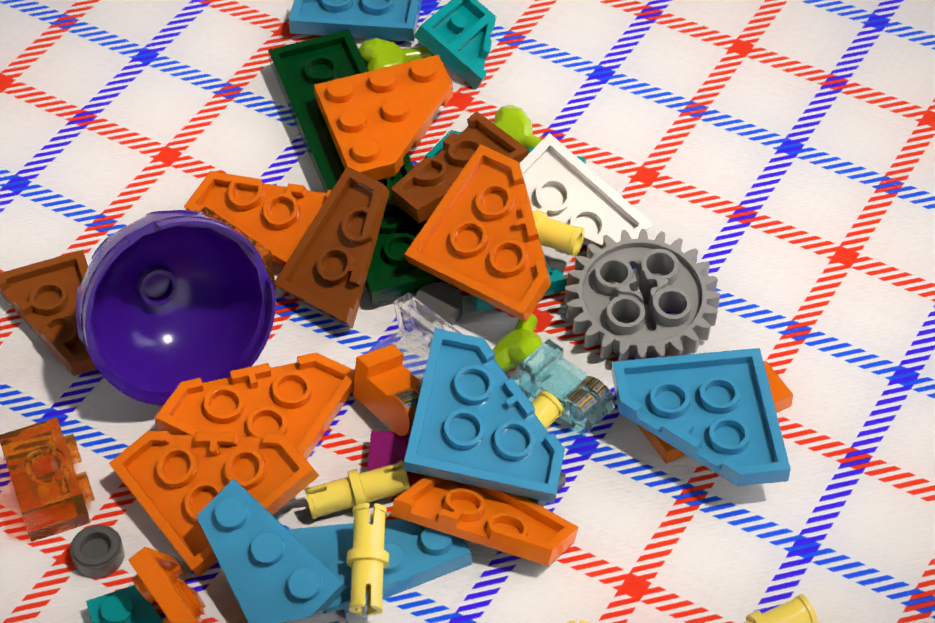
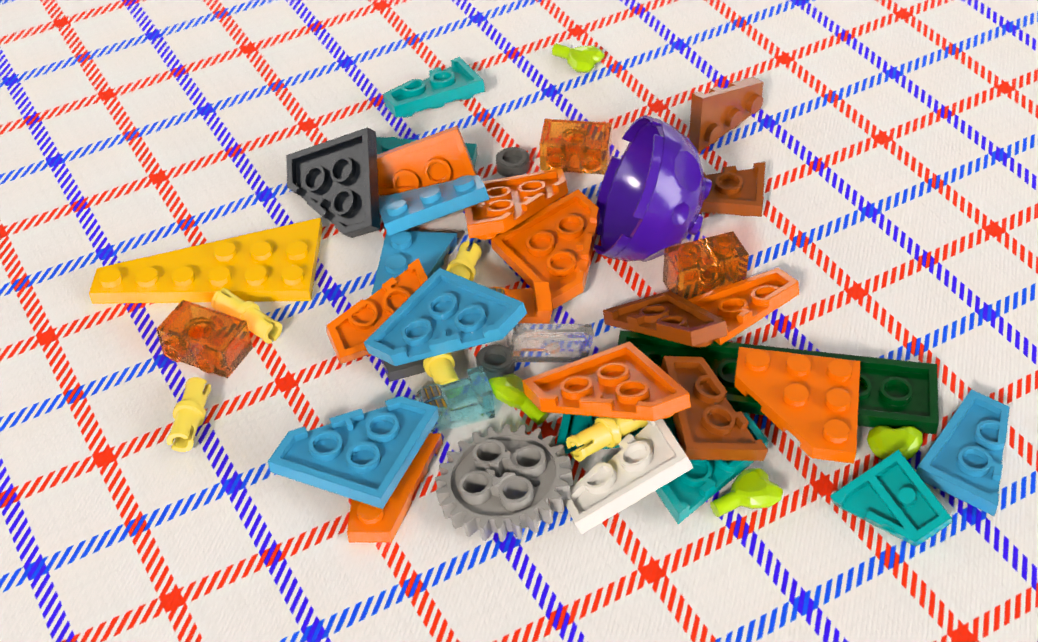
camera: 120 degrees right, 5 degrees down
(367, 559) = (392, 240): light yellow pin -> none

